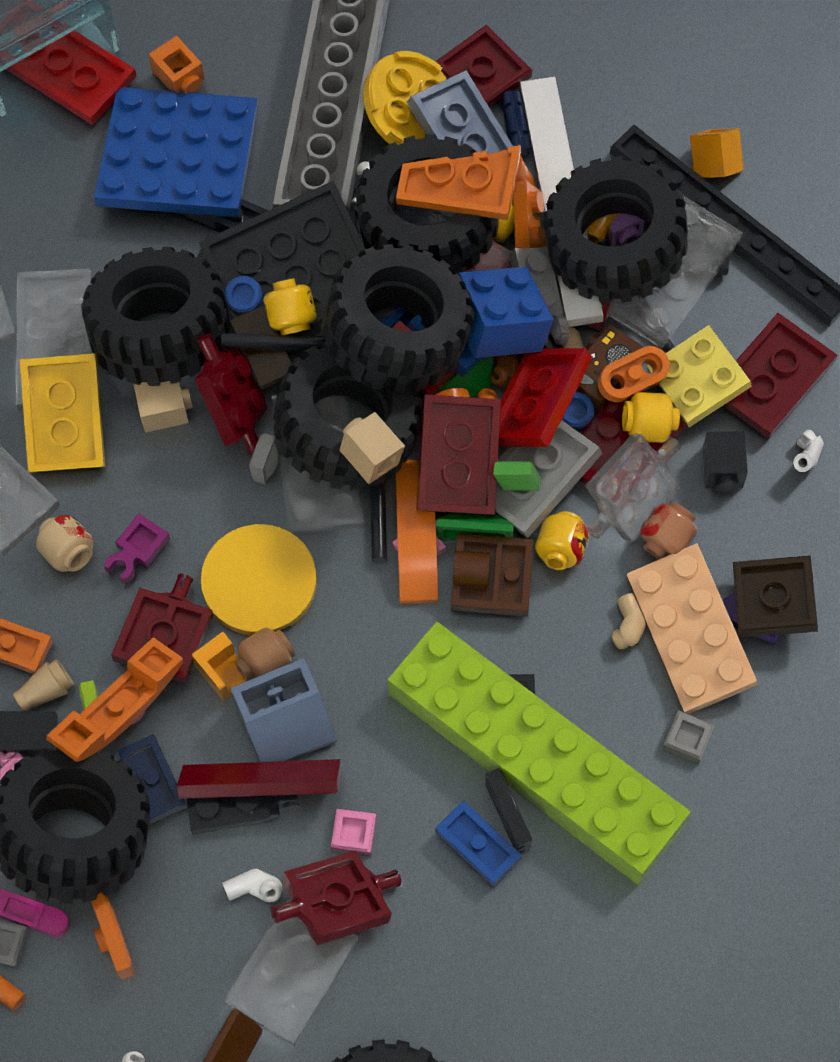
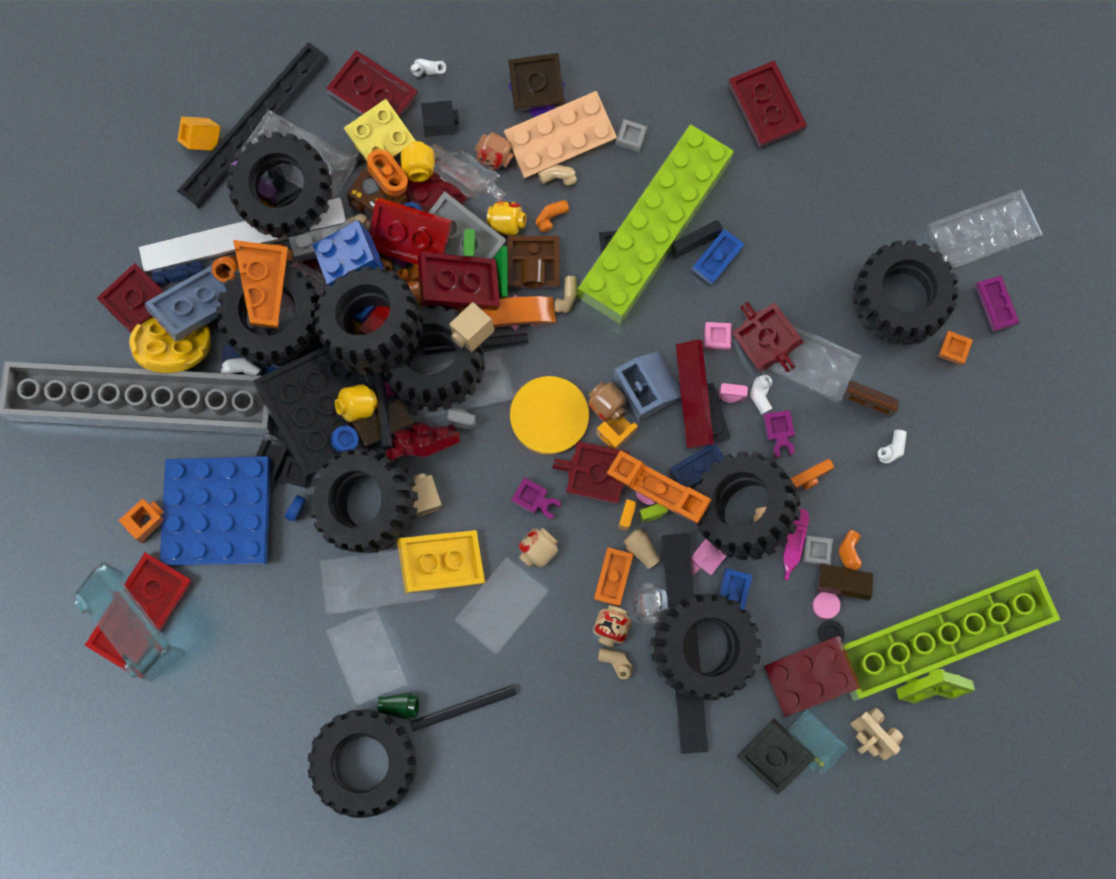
camera: 100 degrees left, 10 degrees up
(93, 668) = (627, 515): none -> light orange tile
(165, 239) = (295, 508): none -> blue tile
(195, 905) = (778, 429): none -> magenta plate
(257, 839) = (732, 393): none -> bright pink tile
(425, 616) = (570, 294): none -> tan arm
(567, 602) = (548, 213): none -> orange arm
(730, 949) = (767, 104): none -> dark red plate

